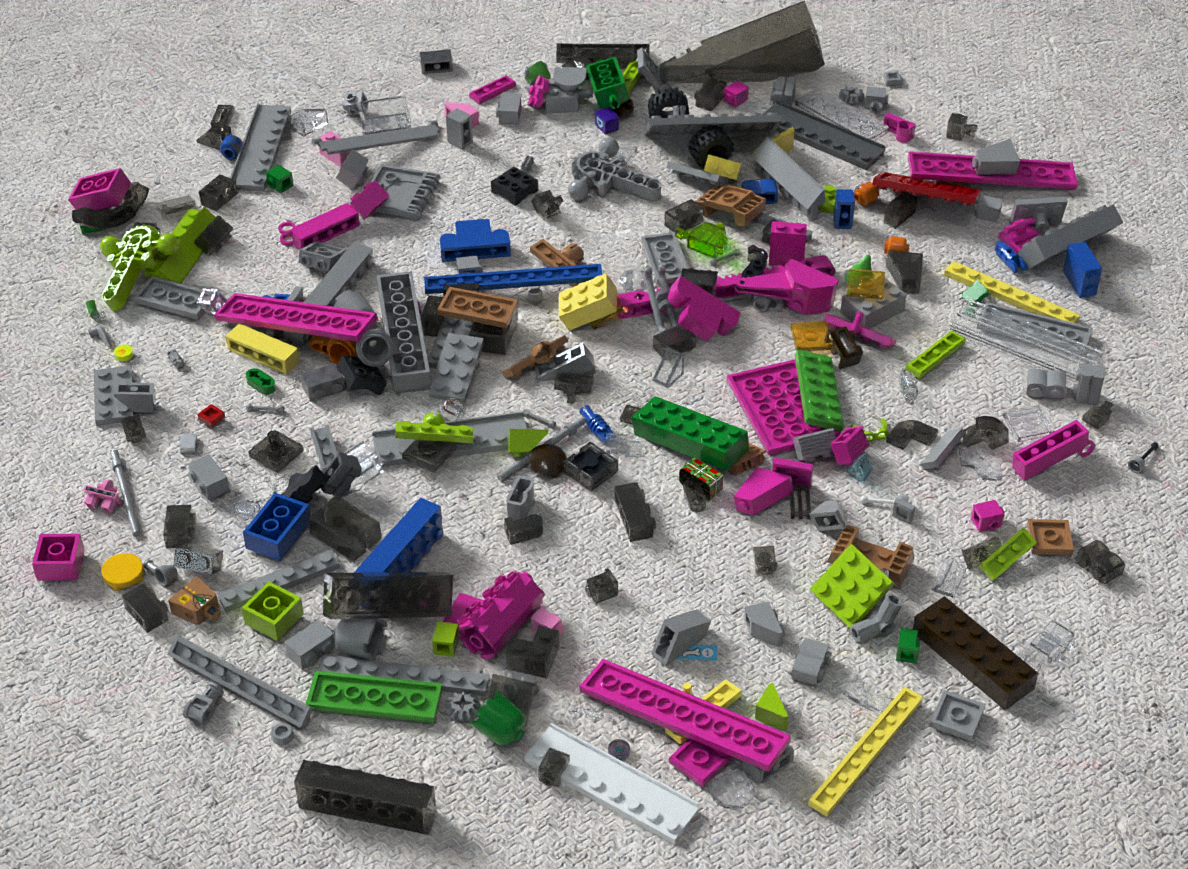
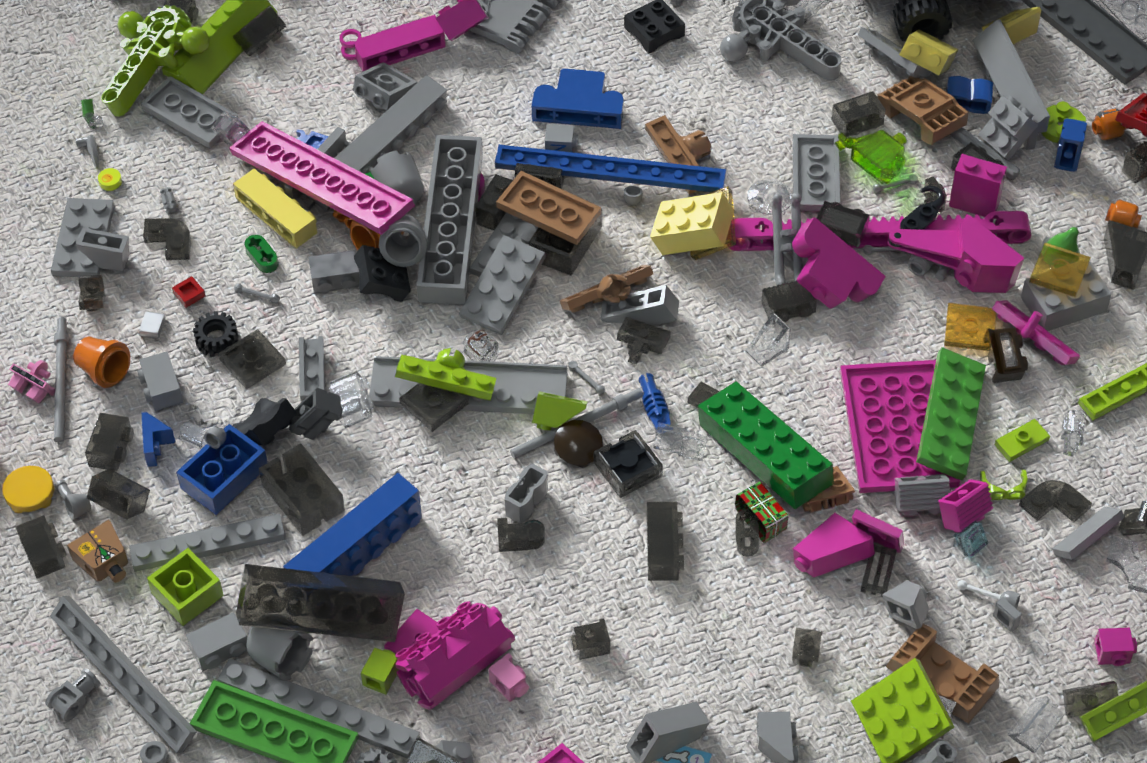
camera: 15 degrees right, 10 degrees up
(157, 471) = (102, 360): none -> orange piece
(183, 379) = (172, 232): none -> clear smoke plate
(215, 515) = (154, 434): none -> blue slope
(238, 432) = (214, 323): none -> black tyre
(265, 500) = (215, 437): none -> light grey hinge
(534, 656) = (481, 721): clear smoke brick -> none
(547, 205) = (686, 64): clear smoke brick -> none
(796, 203) = (1008, 126): none -> light grey plate
(874, 400) = (1022, 440): none -> lime plate

